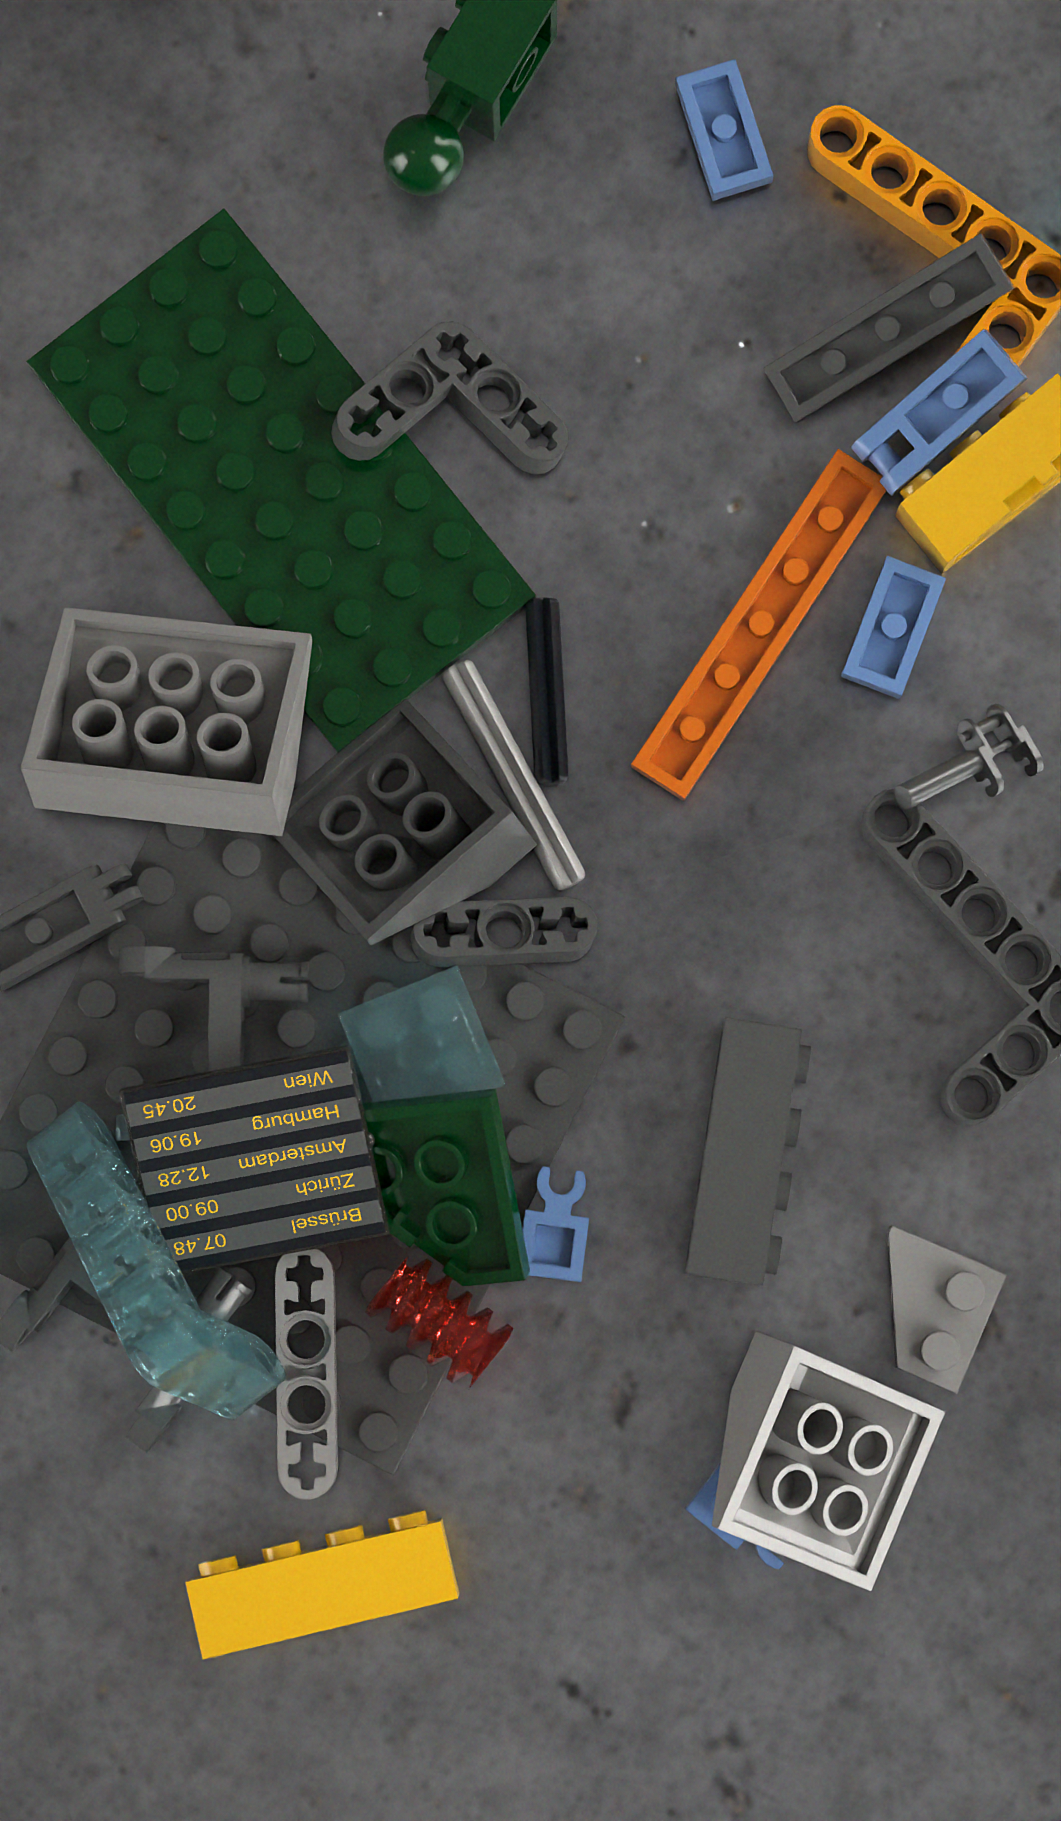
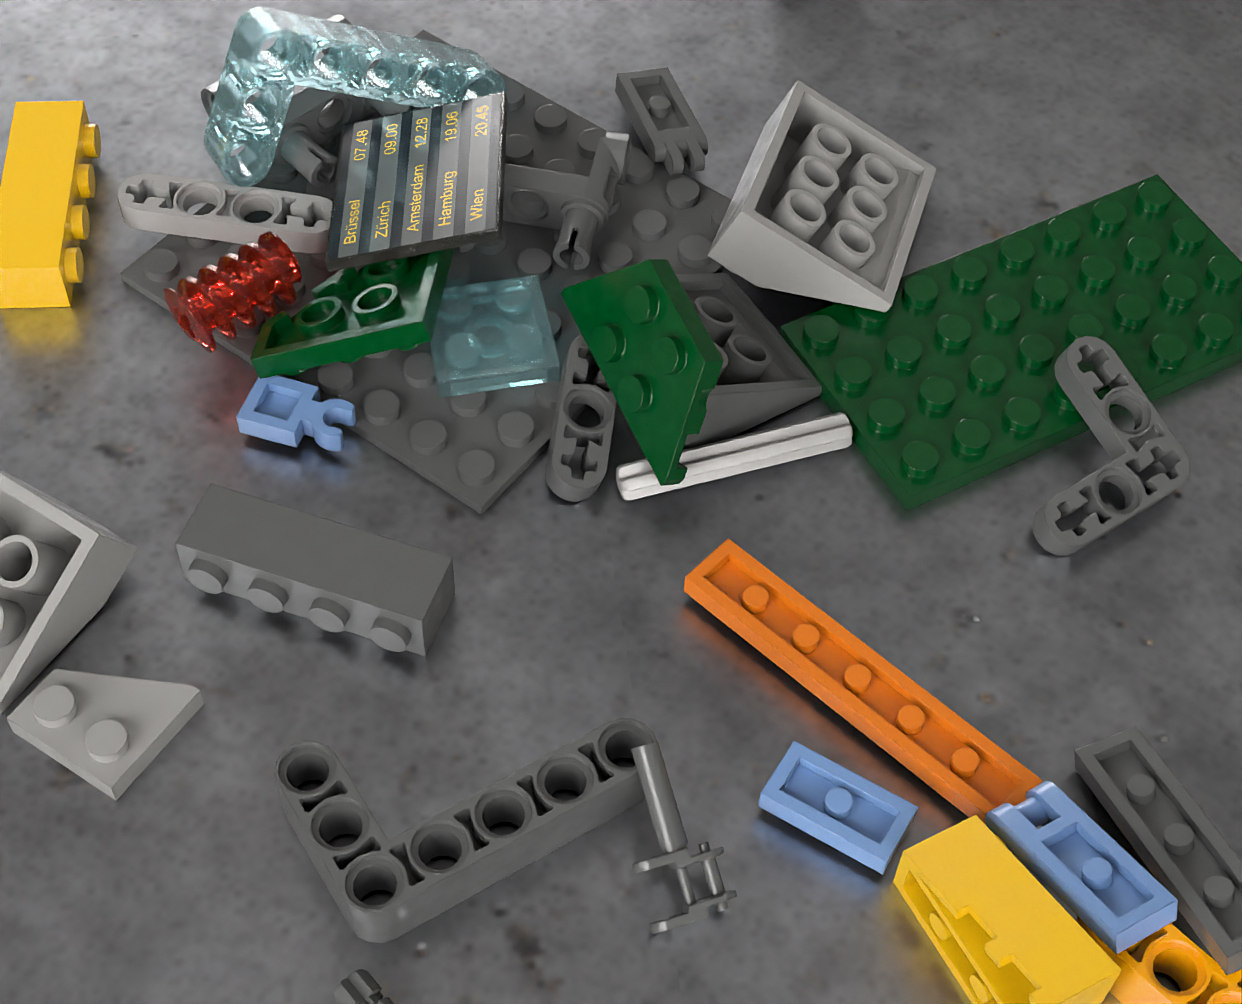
camera: 95 degrees right, 30 degrees down
(464, 867) = (650, 356): none -> dark green wing
(546, 691) = (813, 495): black axle -> none

